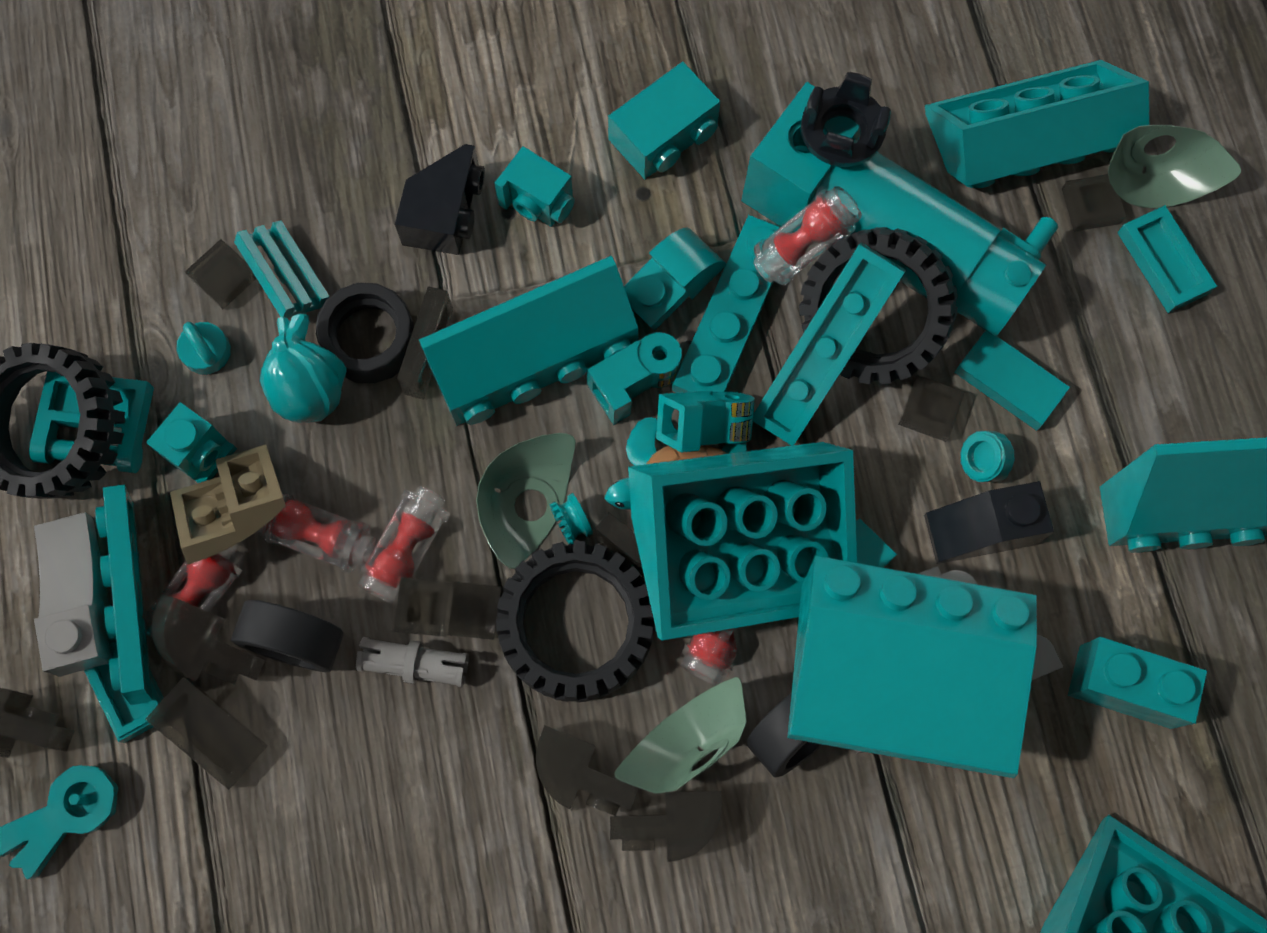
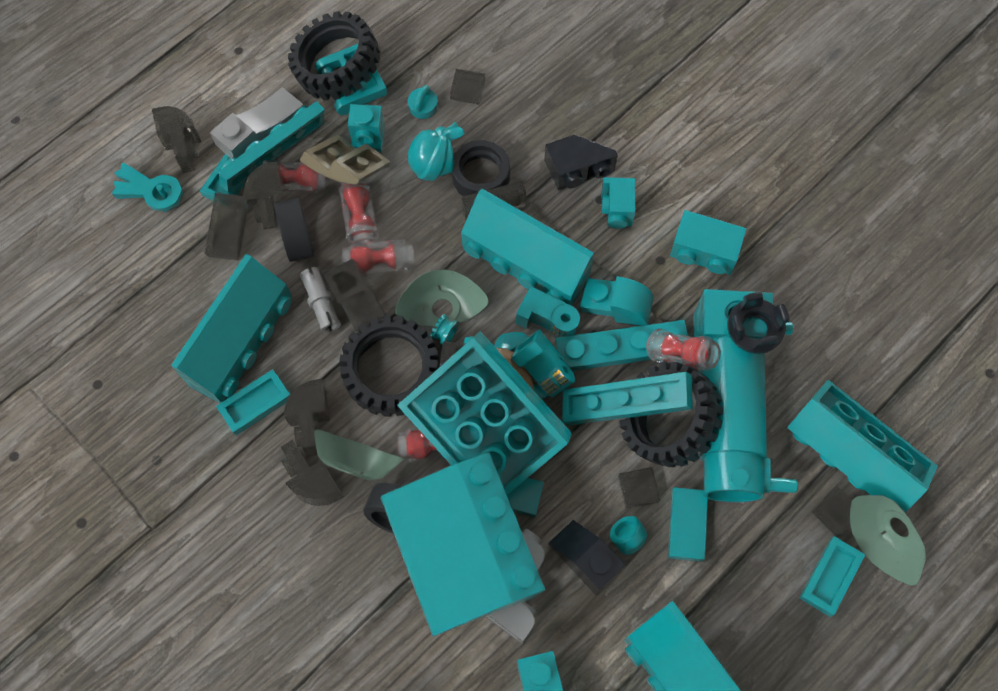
camera: 60 degrees right, 5 degrees down
(289, 267) = (499, 92): teal tile -> none
(389, 809) = (233, 330): none -> teal slope
(506, 842) = (253, 402): none -> teal tile

